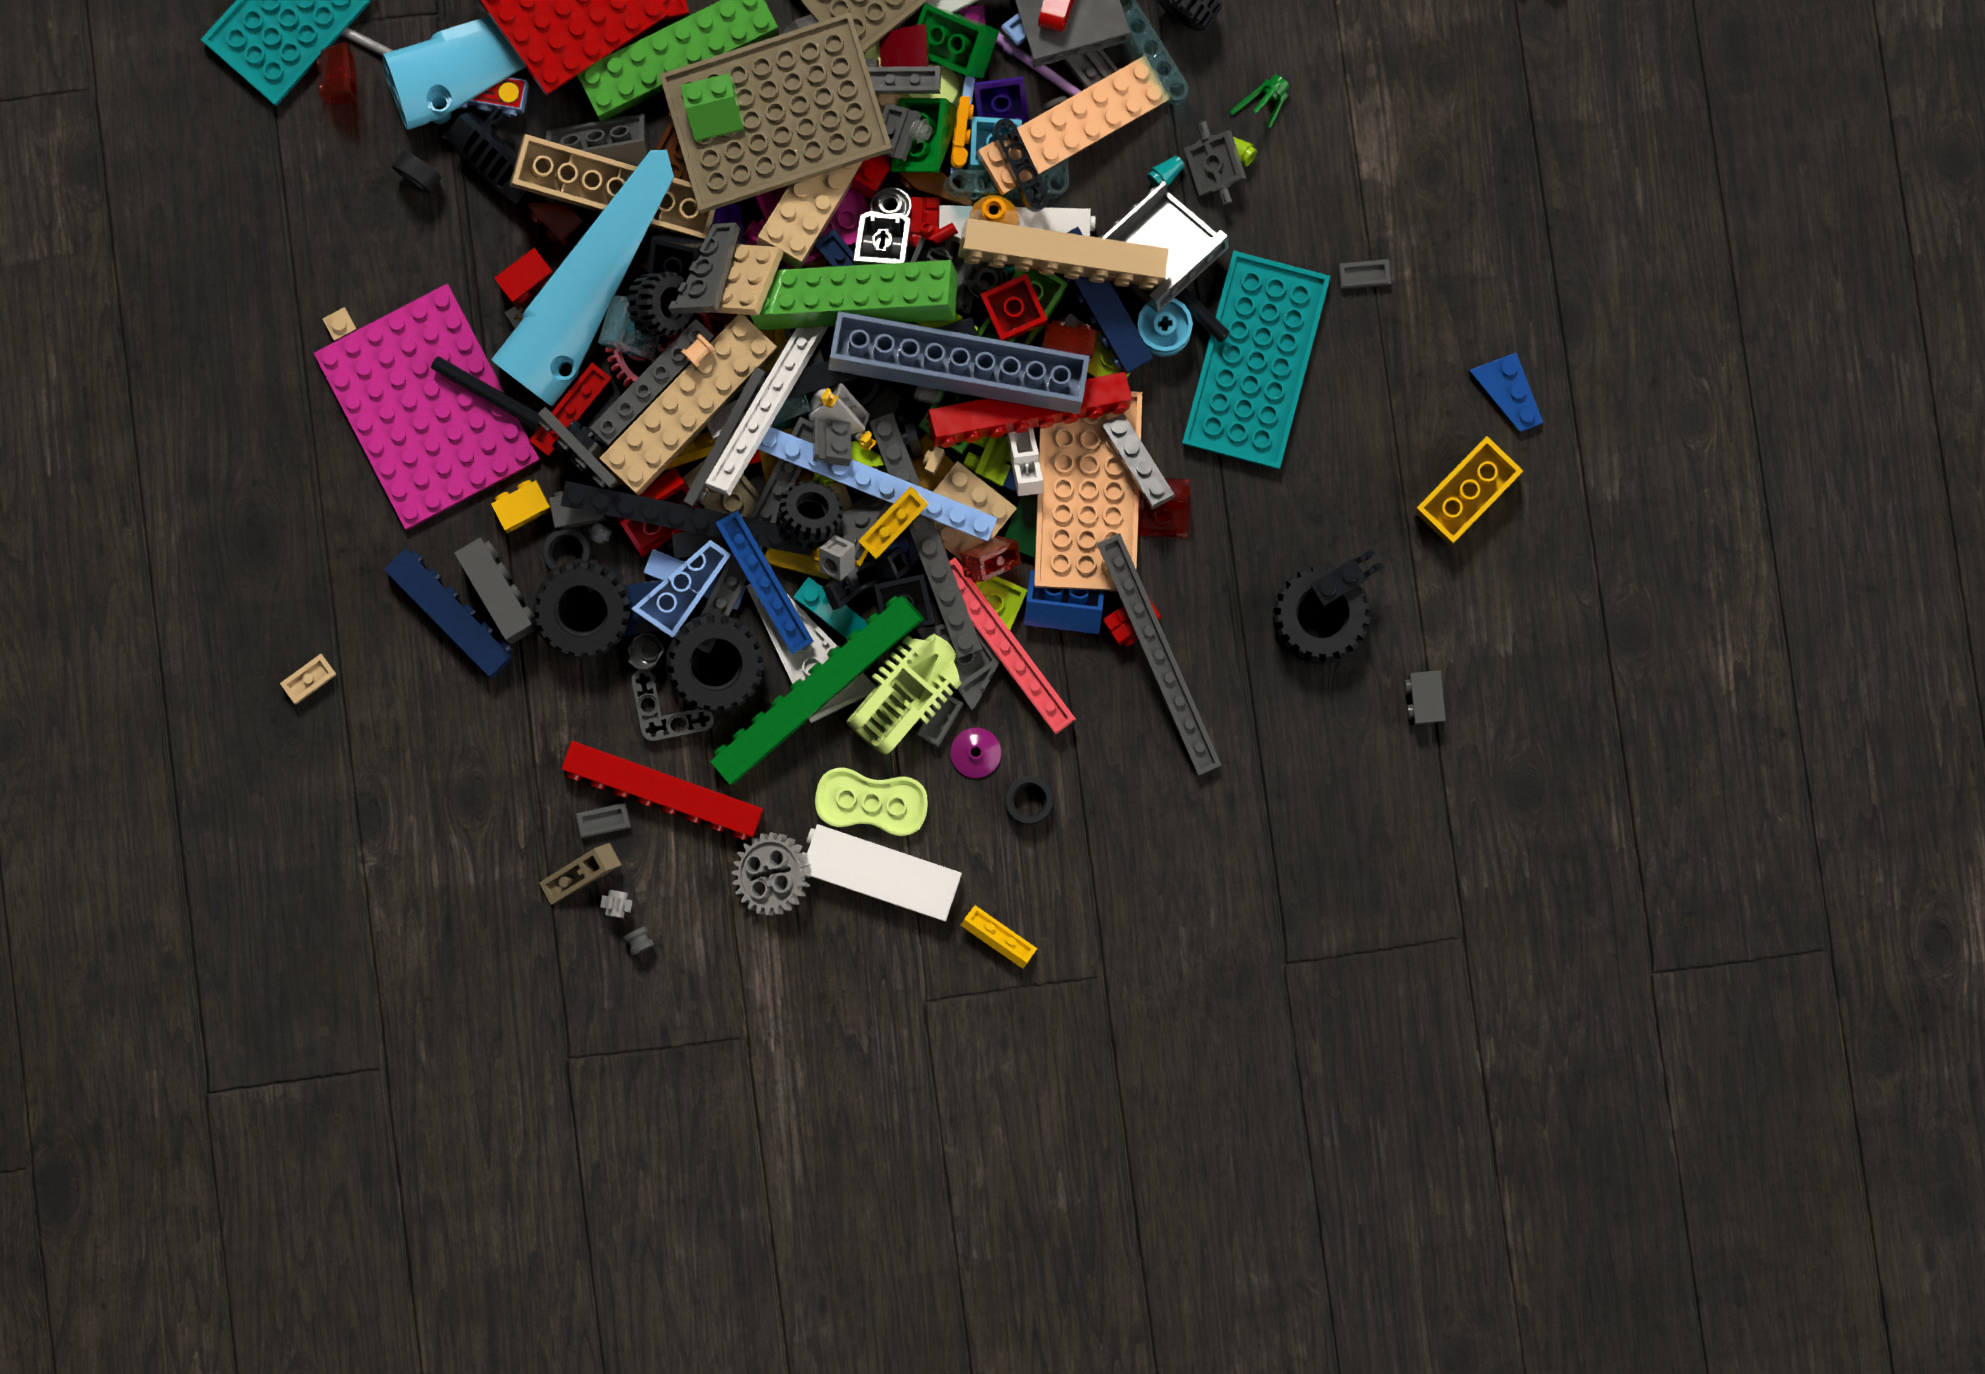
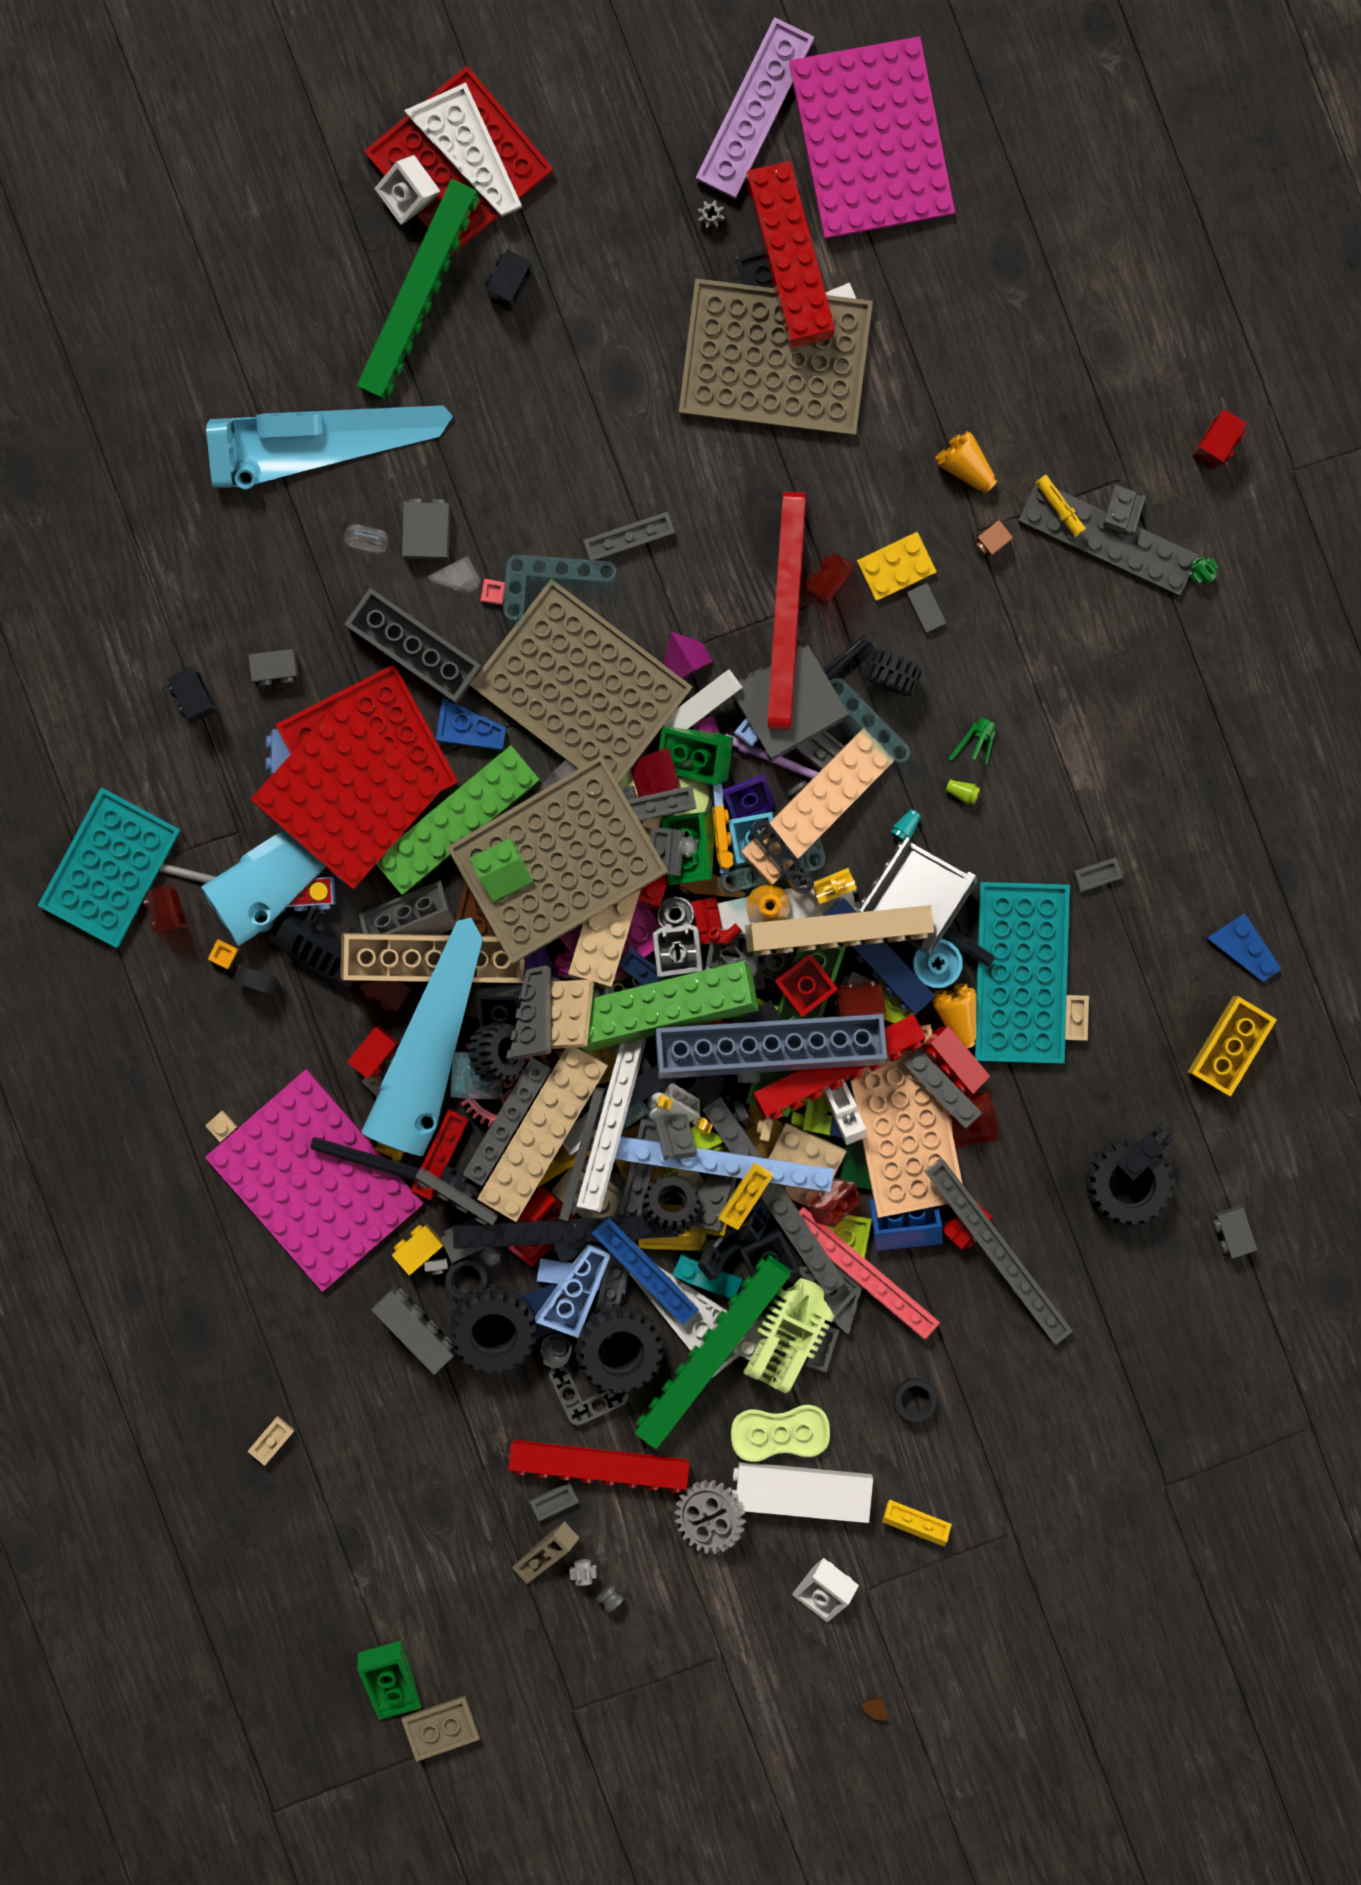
camera: 10 degrees left, 5 degrees up
(372, 974) = (388, 1680): none -> green slope
(388, 138) = (223, 954): none -> light orange plate
(416, 1041) = (440, 1728): none -> dark tan plate
(448, 613) = (378, 1356): dark blue brick -> none
(517, 392) = (389, 1151): none -> yellow pin
(537, 529) = (436, 1266): none -> light grey plate
(697, 350) = (540, 1087): light nougat bush -> none
(837, 557) = (703, 1236): light grey brick -> none
(861, 687) = (751, 1339): none -> white plate
(880, 987) = (825, 1590): none -> white slope
(904, 1134) = (875, 1708): none -> reddish brown tile
(975, 766) = (851, 1359): magenta dish -> none
(1070, 212) = (834, 886): none -> yellow hips
(1160, 435) = (955, 1060): none -> brick
(1175, 388) = (958, 1011): none -> light orange cone
(1214, 163) = (947, 809): dark grey plate -> none
(1305, 422) = (1077, 1017): none -> tan plate

